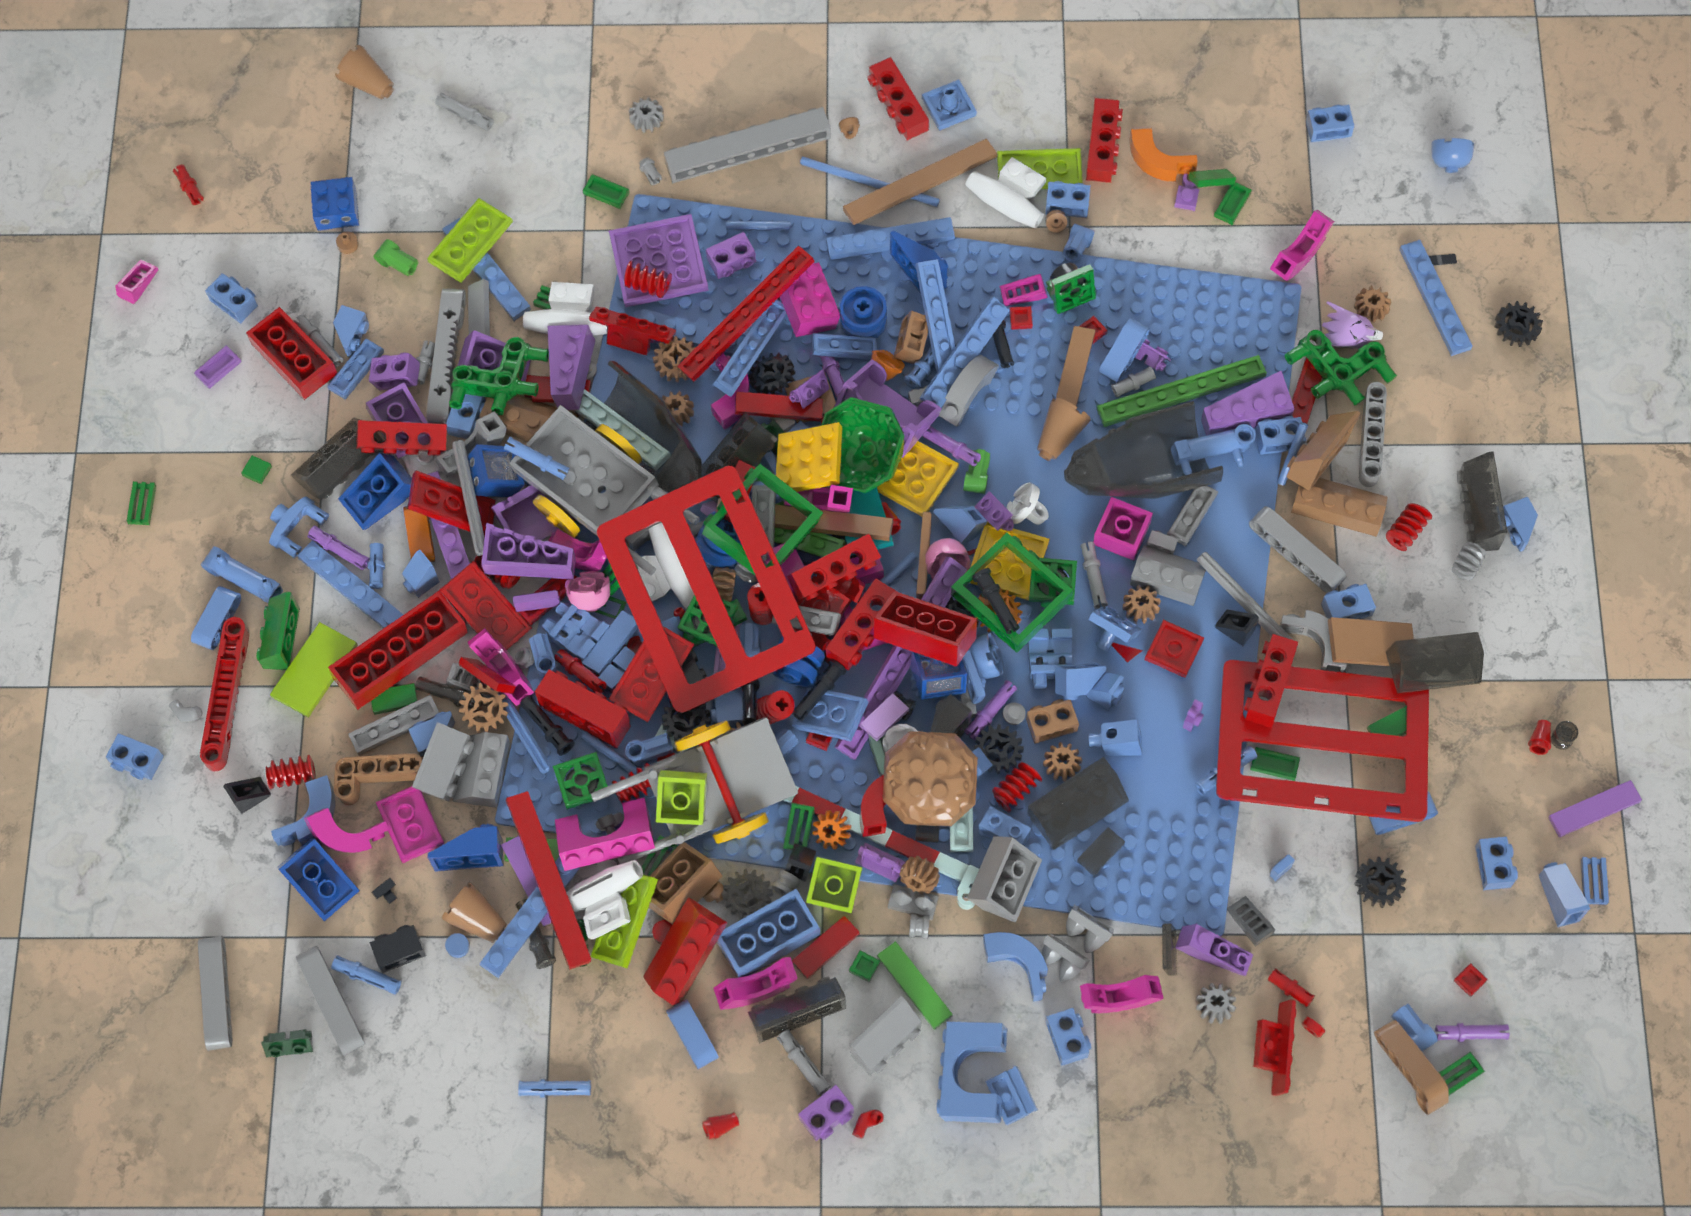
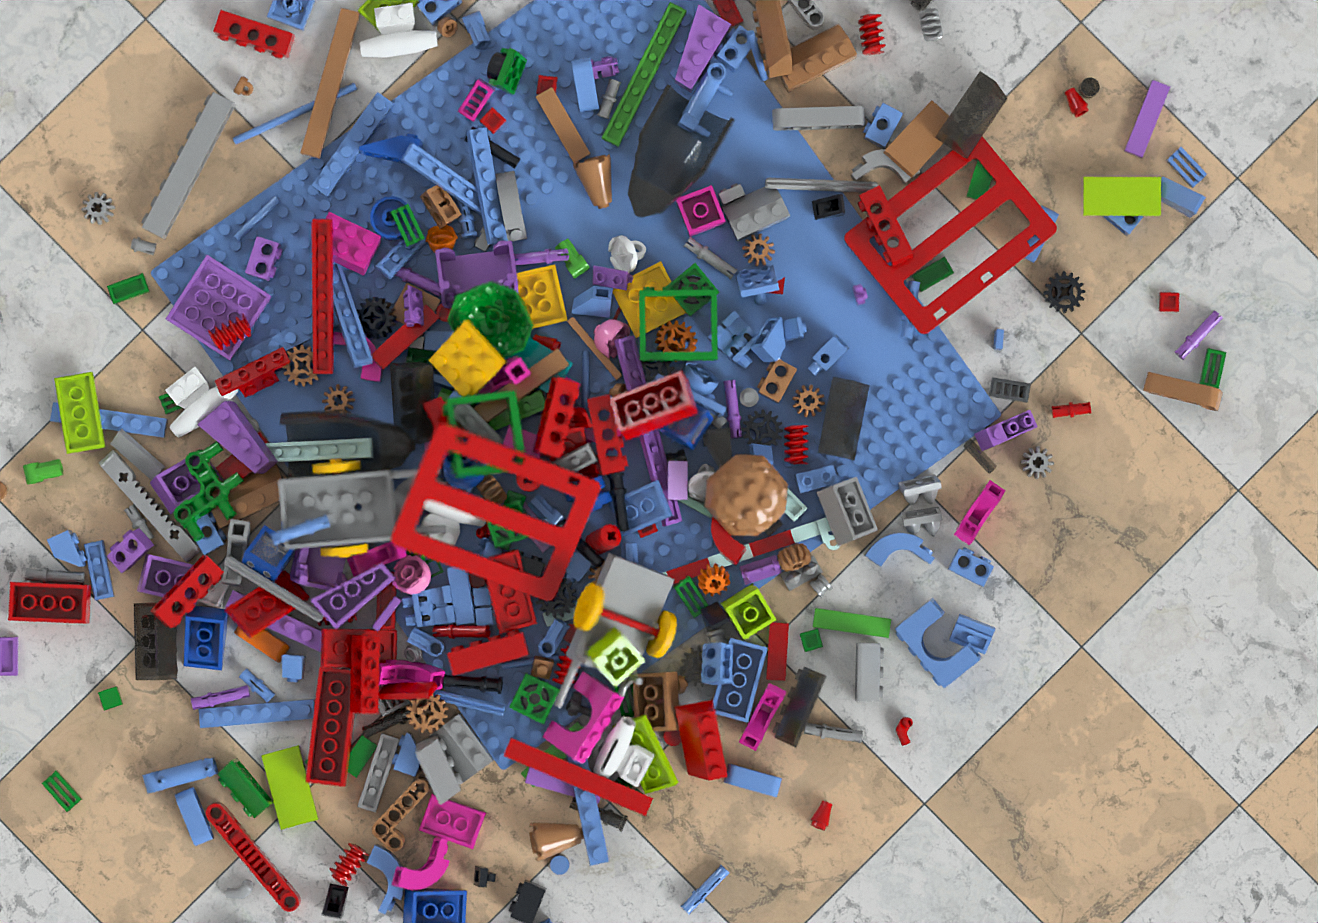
camera: 45 degrees left, 20 degrees up
(288, 518) = (167, 711): medium blue connector -> none
(467, 626) = (364, 674): none -> red brick
(471, 850) = (513, 799): blue slope -> none
(615, 765) = (542, 667): none -> medium nougat plate
(762, 896) = (717, 663): none -> medium blue brick
(821, 1108) = (871, 749): medium lavender brick -> none
(875, 305) = (417, 228): none -> green tile
(991, 592) = (669, 341): black pin -> none
(1101, 851) = (883, 434): clear smoke tile -> none
(1174, 648) = (804, 258): red tile -> none
(1192, 514) = (732, 159): light grey tile -> none
(1275, 1045) = (1094, 454): red bracket -> none
(1313, 1027) = (1106, 422): red tile -> none
(1419, 1032) = (1167, 366): medium blue piece -> none
(1511, 844) = (1121, 196): none -> lime tile

